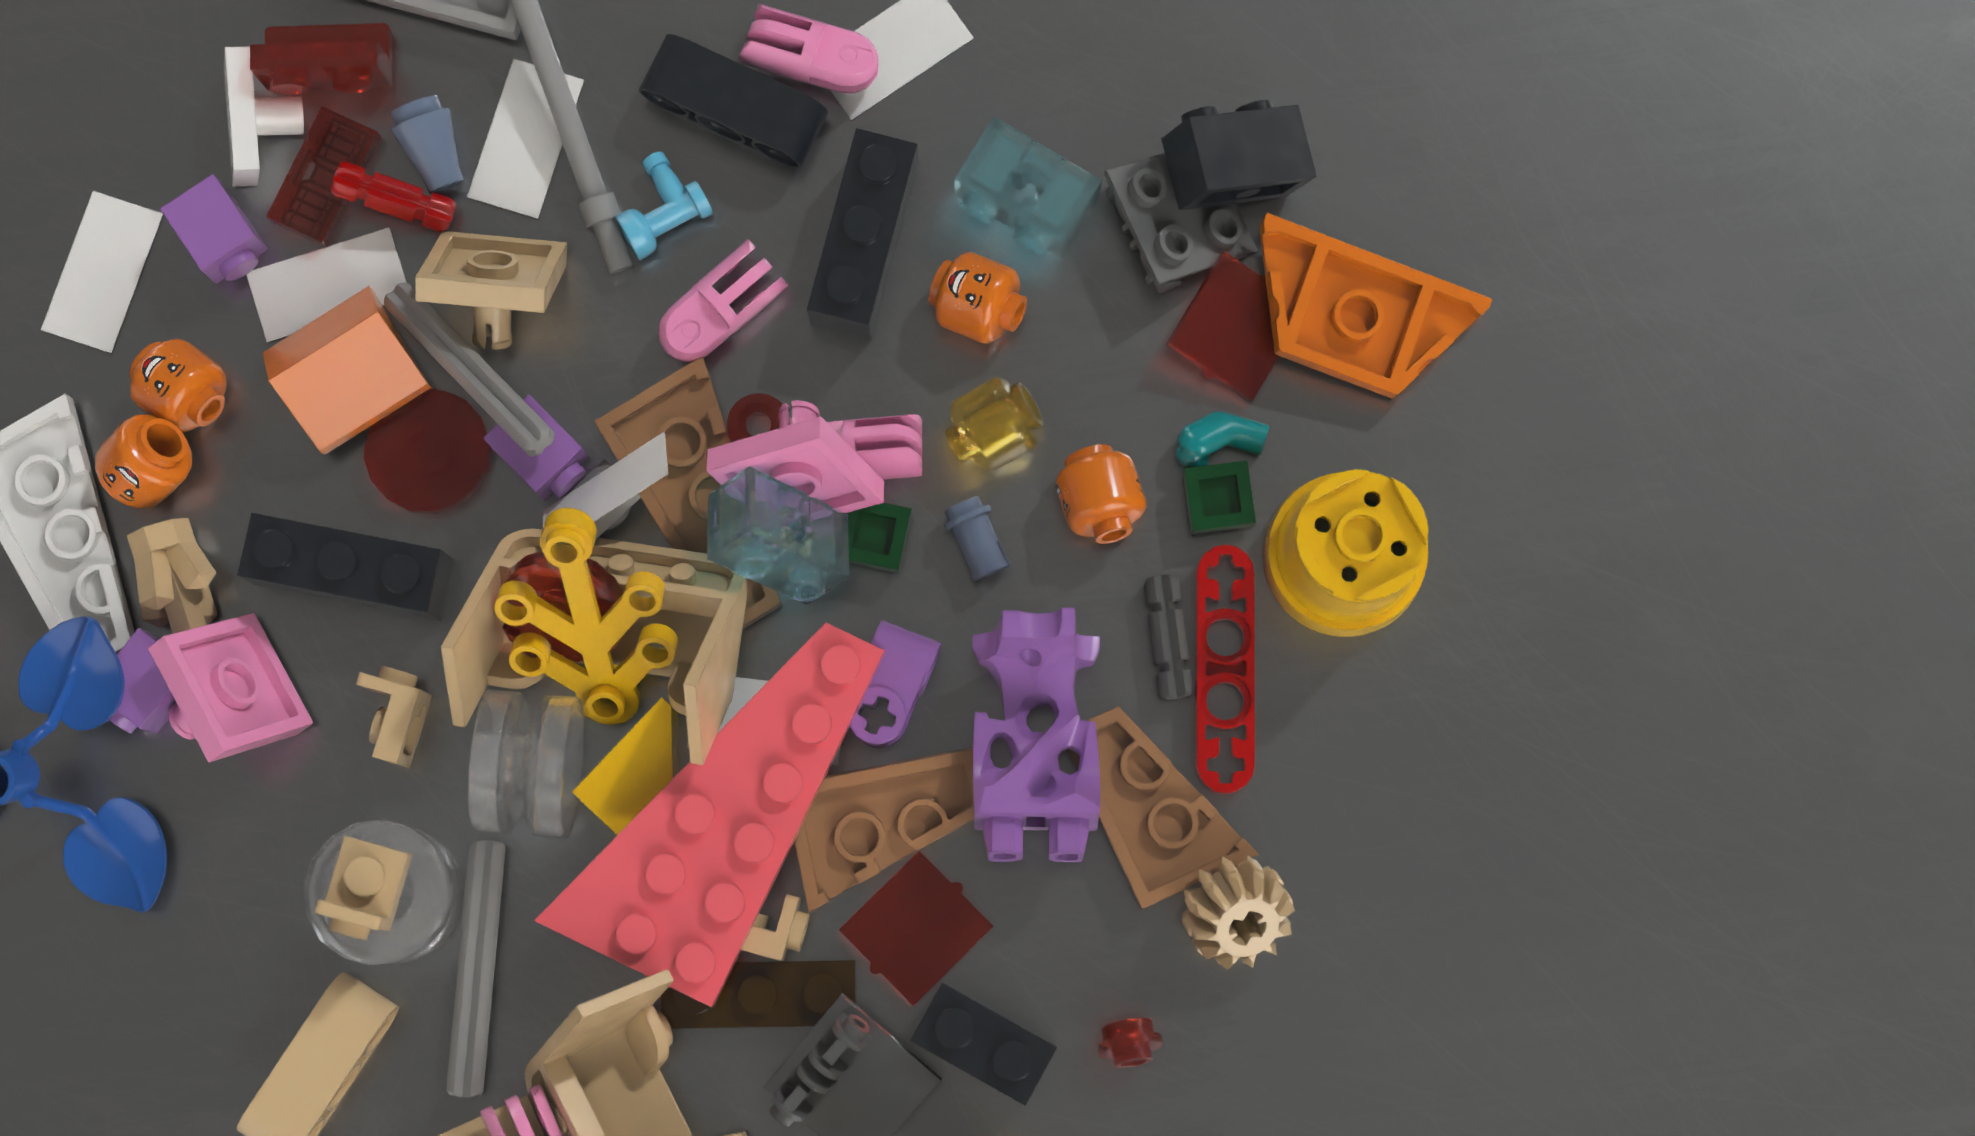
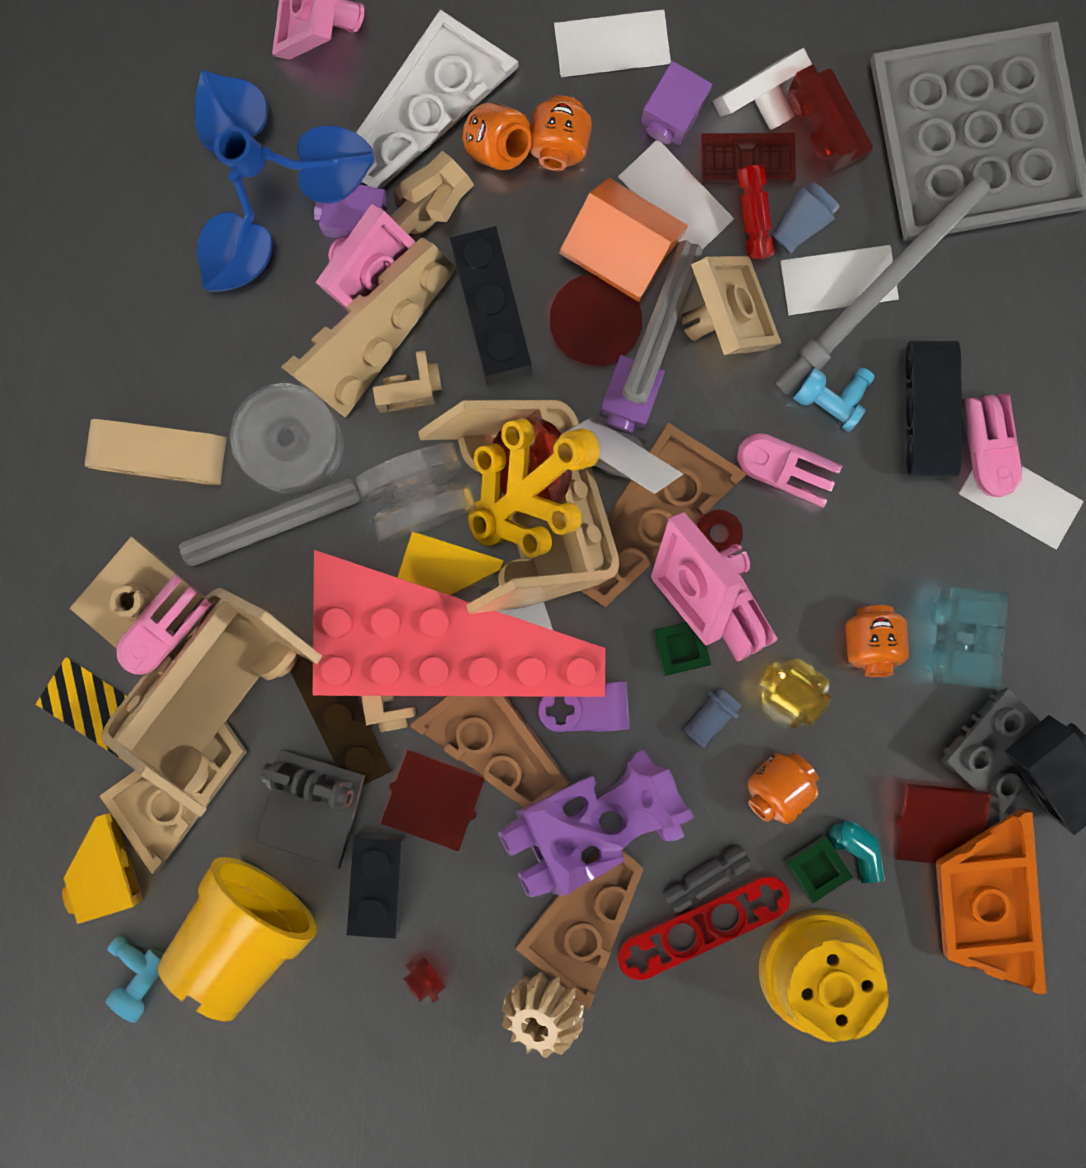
camera: 65 degrees right, 5 degrees up
(310, 741) = (361, 344): none -> tan wing
(364, 888) = (280, 427): tan bracket -> none
(777, 536) = (648, 586): clear light blue brick -> none
(863, 234) = (884, 541): black brick -> none

